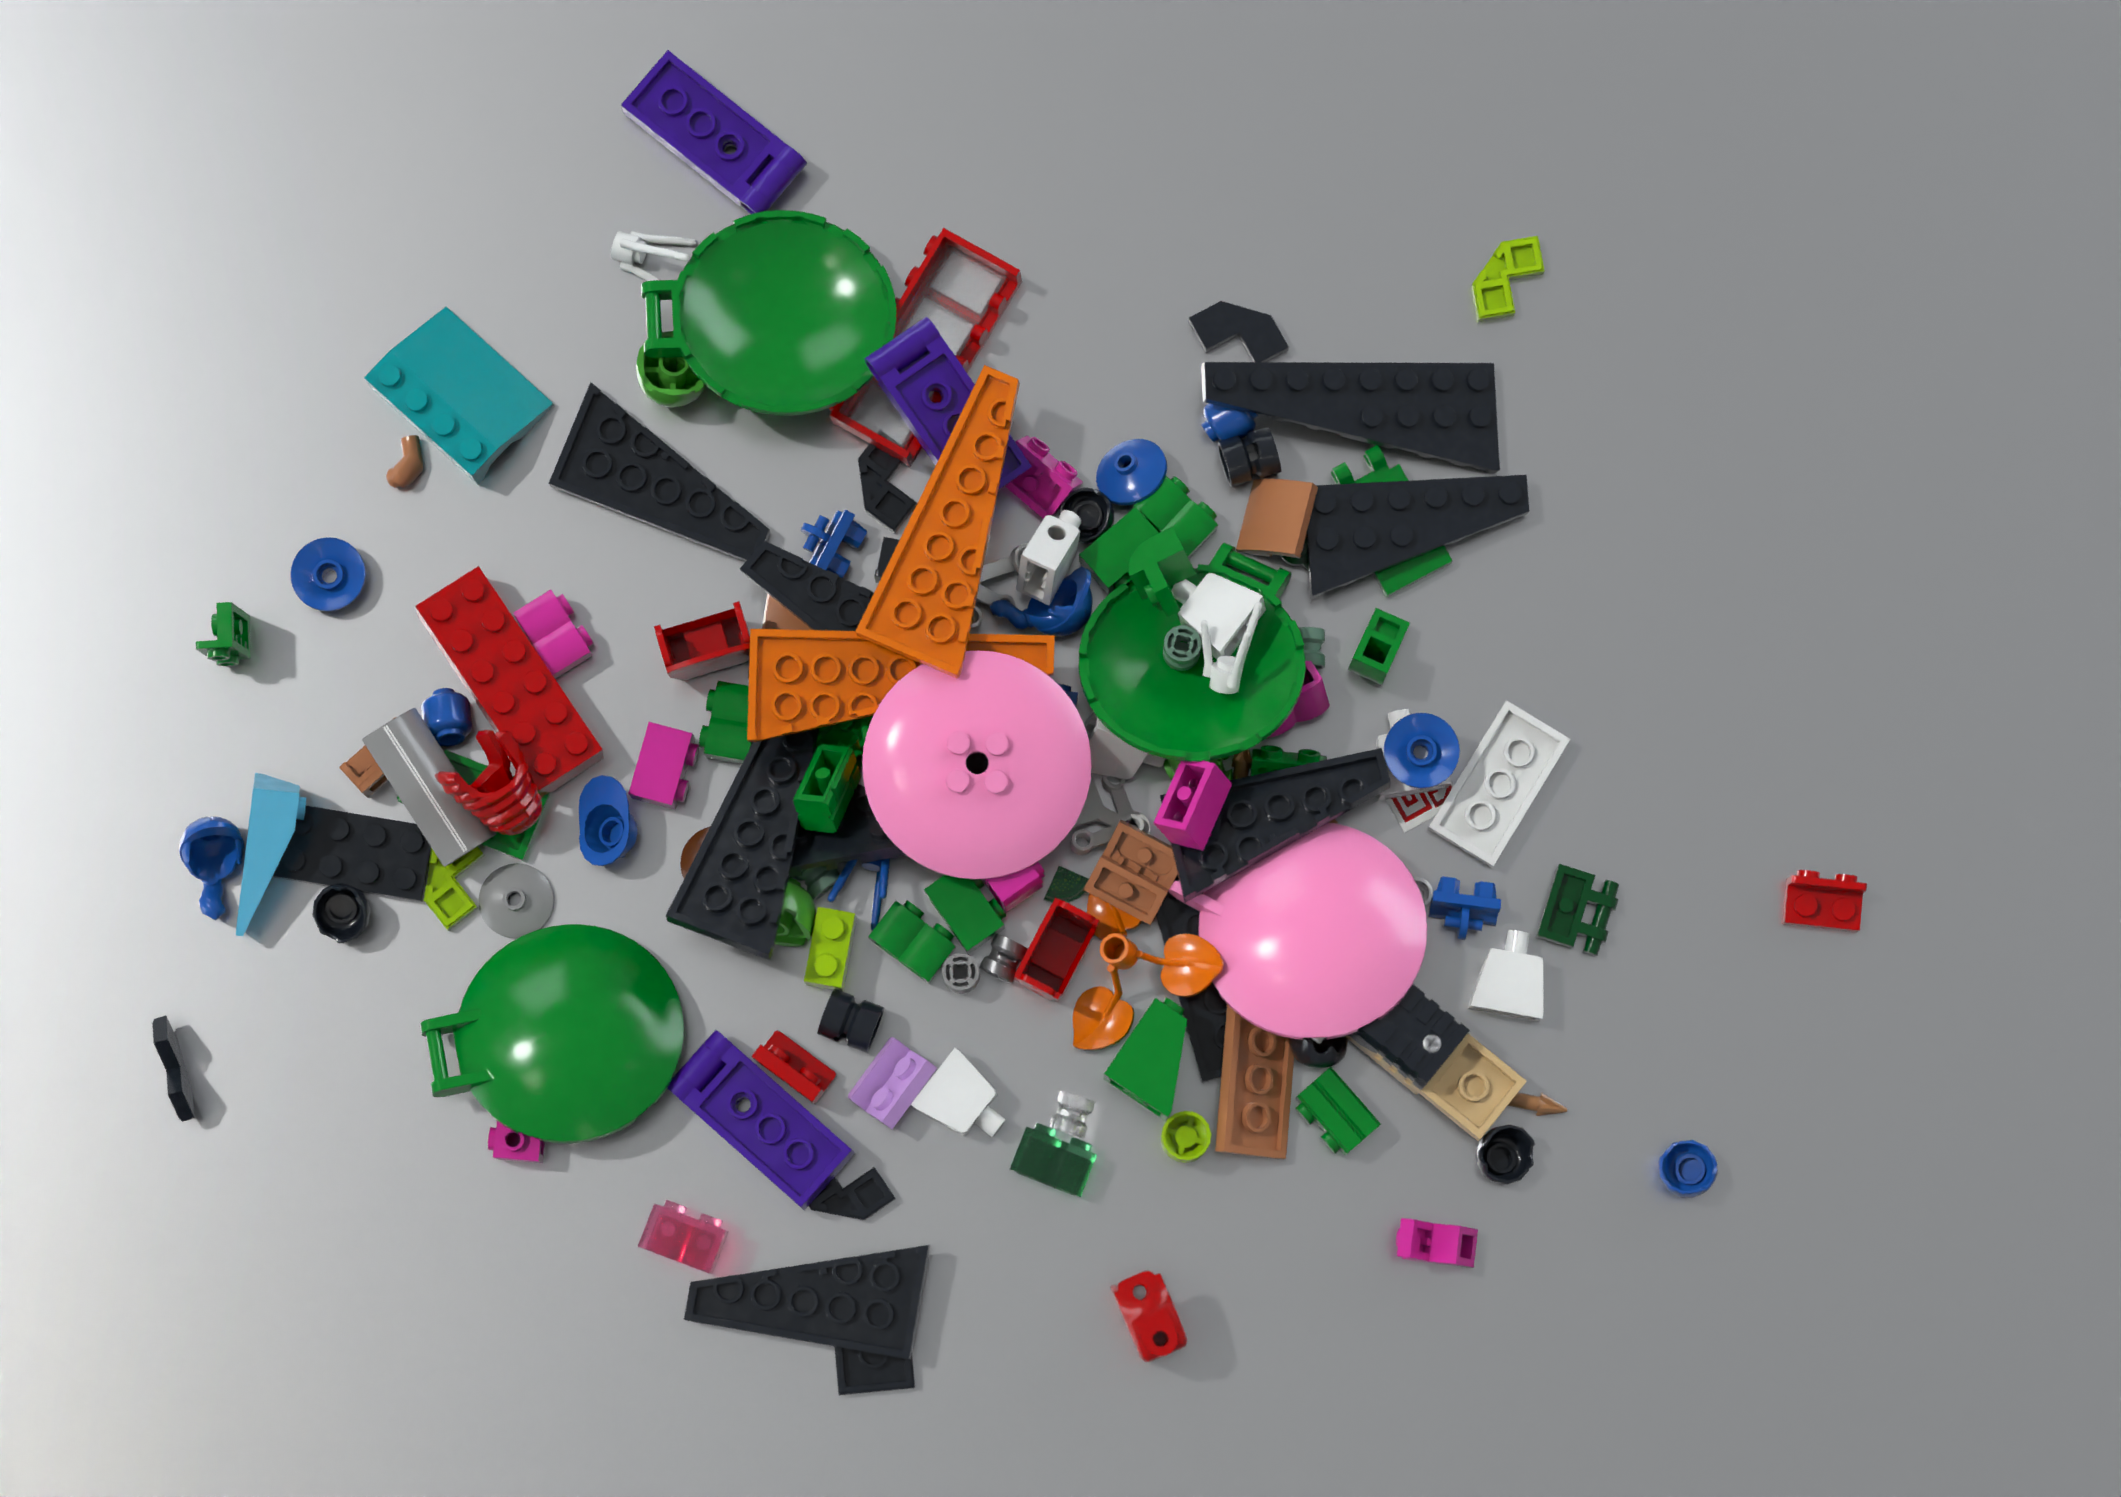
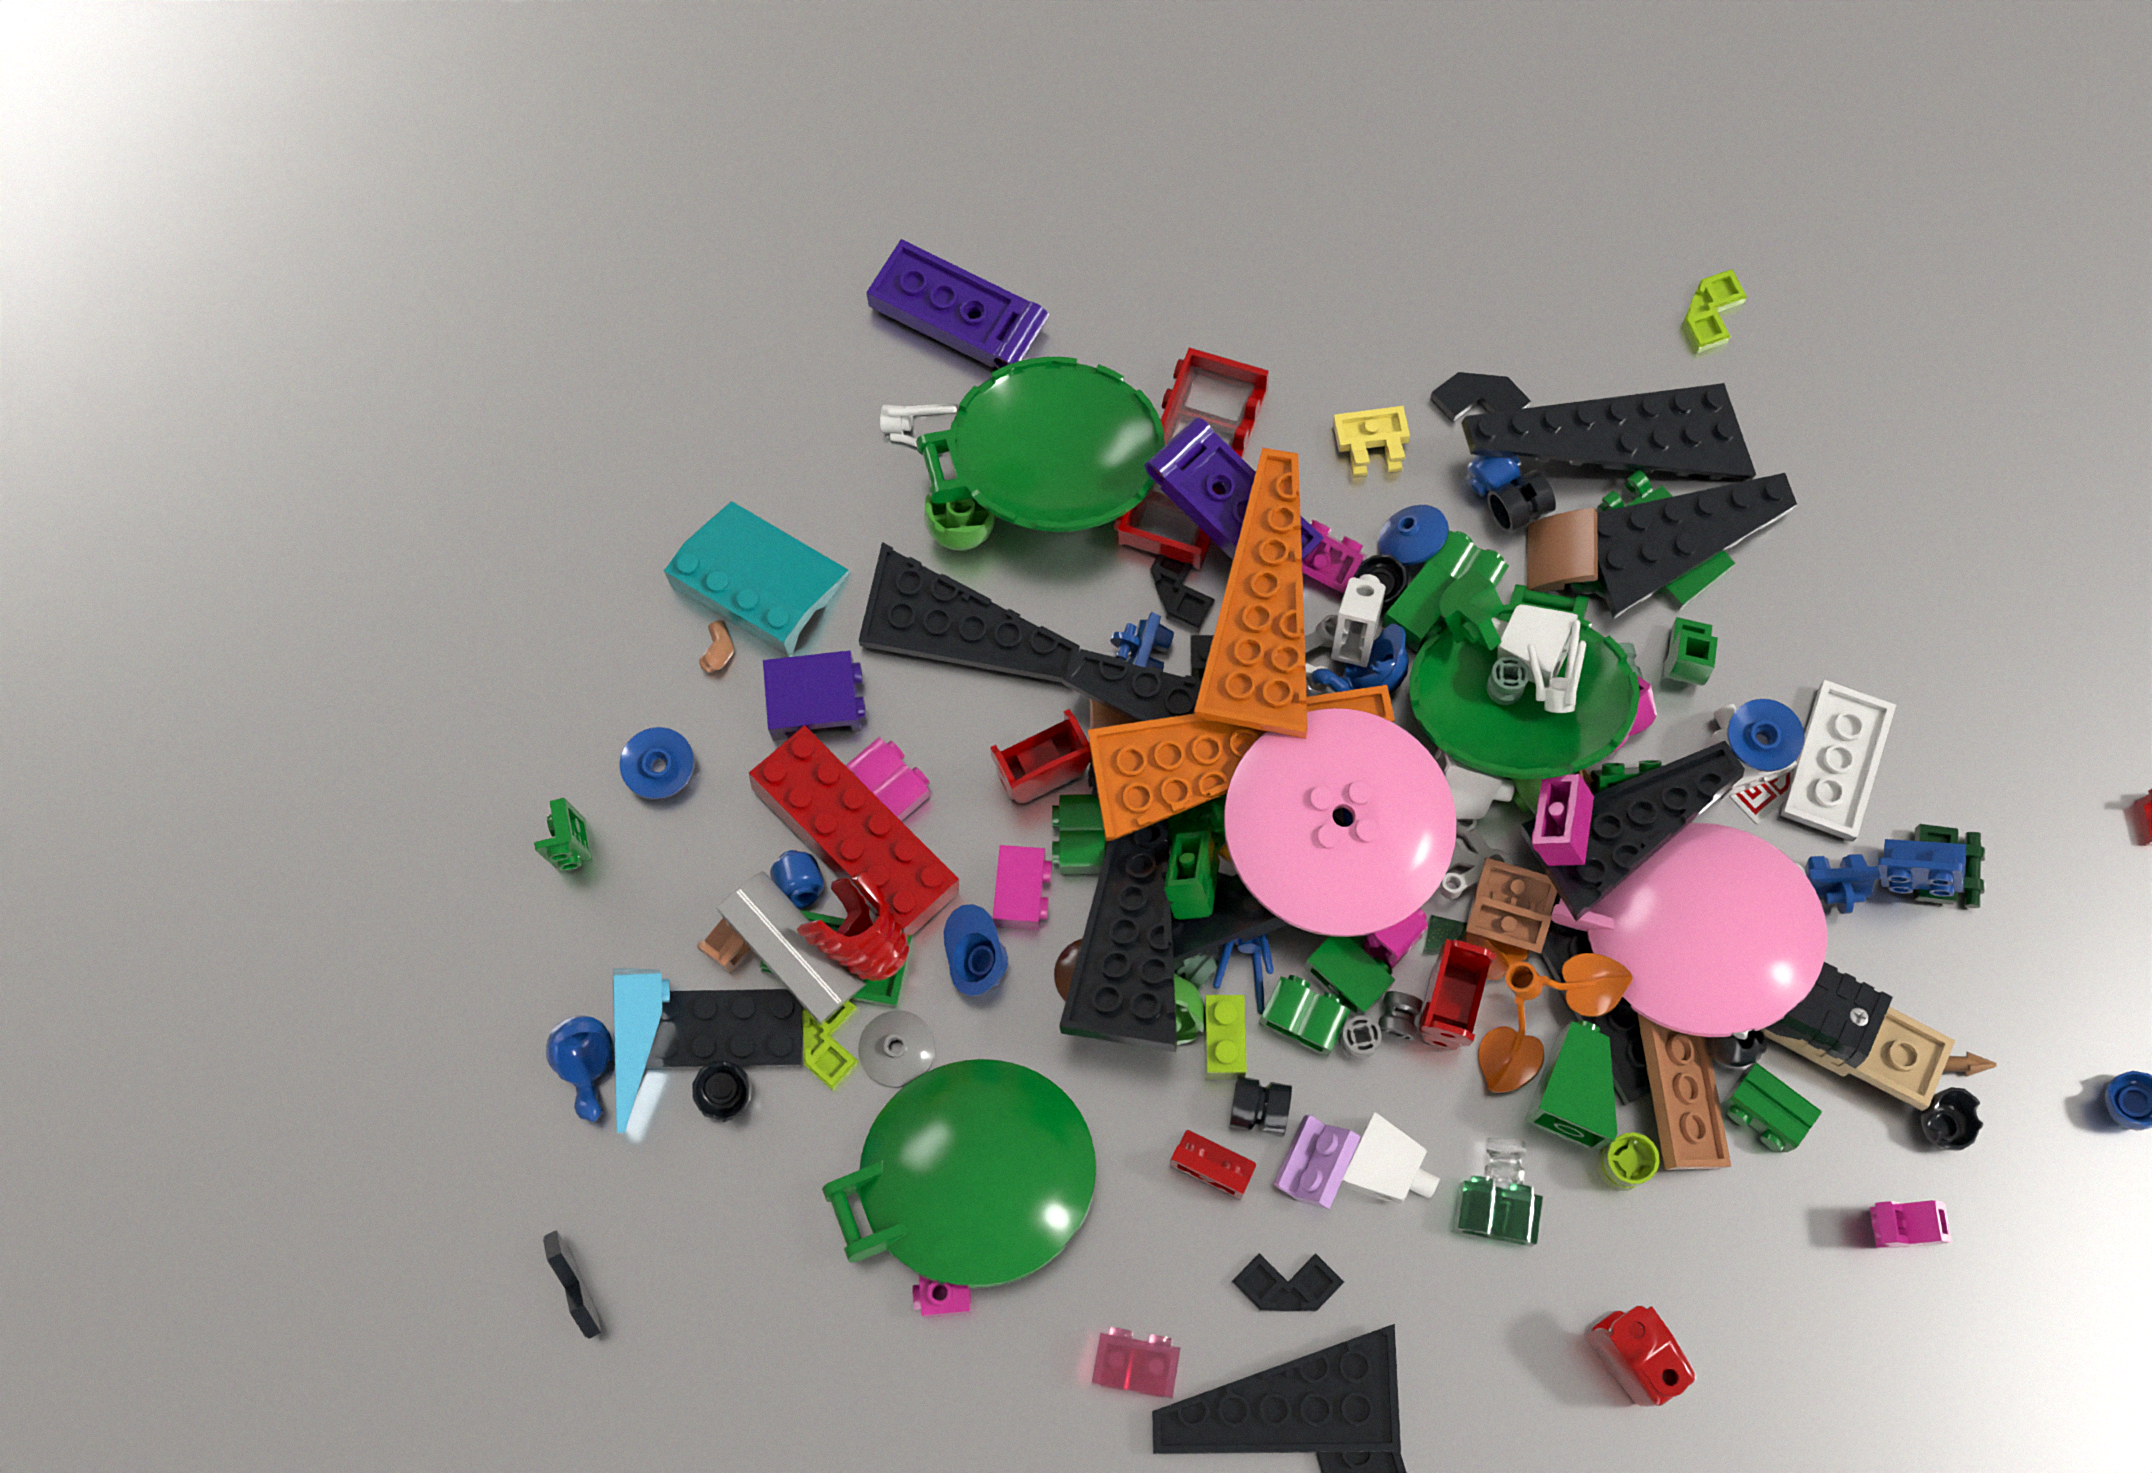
camera: 10 degrees left, 10 degrees down
(493, 530) = (812, 692): none -> dark purple panel
(776, 1129) = (1208, 1236): dark purple hinge -> none
(1115, 349) = (1369, 430): none -> light yellow plate
(1510, 981) = (1906, 946): white torso -> none
(1544, 906) = (1923, 866): none -> blue bracket

